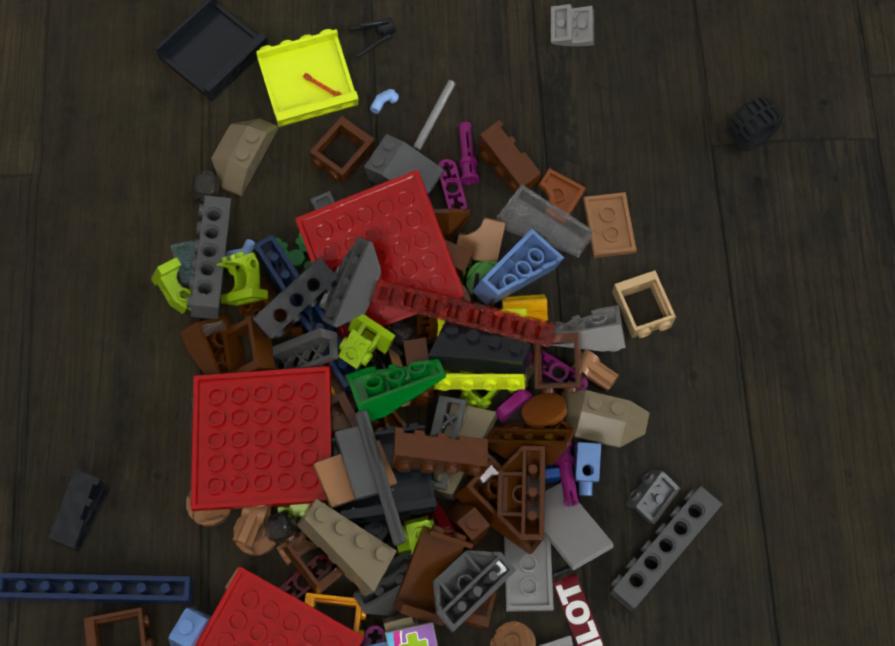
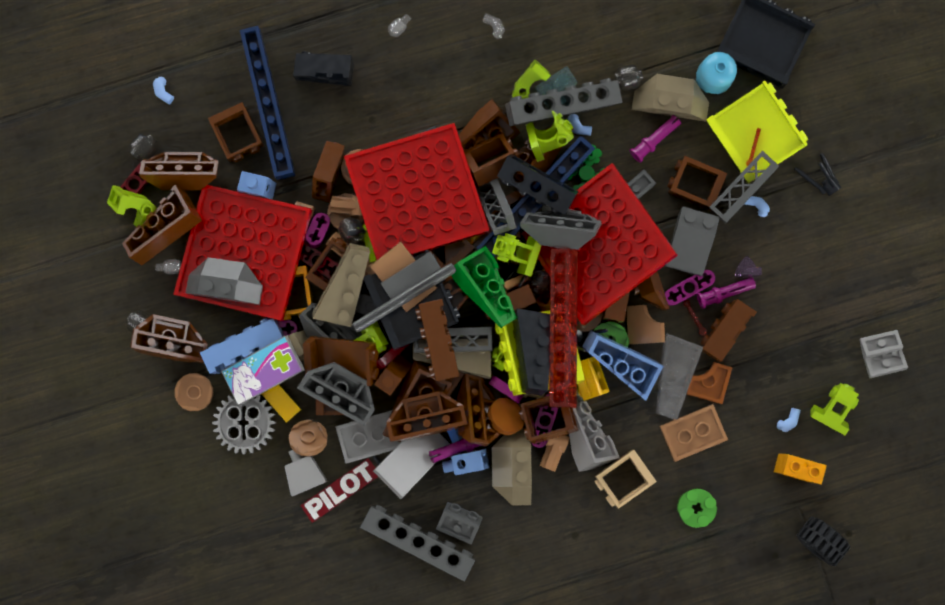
camera: 75 degrees right, 15 degrees up
(59, 415) = (398, 26): none -> clear cylinder
(96, 308) = (496, 24): none -> clear arm
(202, 539) = (327, 171): none -> reddish brown slope
(231, 99) = (716, 73): none -> medium azure cylinder
(270, 566) = (321, 231): none -> magenta beam
(284, 186) = (648, 144): none -> magenta pin
(366, 99) = (749, 192): none -> dark grey fence
(434, 115) = (755, 253): light grey bar -> none
(448, 127) = (747, 269): none -> clear purple tile
(502, 189) = (702, 331): none -> clear red hinge
(621, 127) = (789, 423): none -> light blue arm
(622, 89) = (843, 394): none -> lime tile
(674, 126) = (800, 468): none -> light orange window
(692, 253) = (706, 502): none -> bright green plate

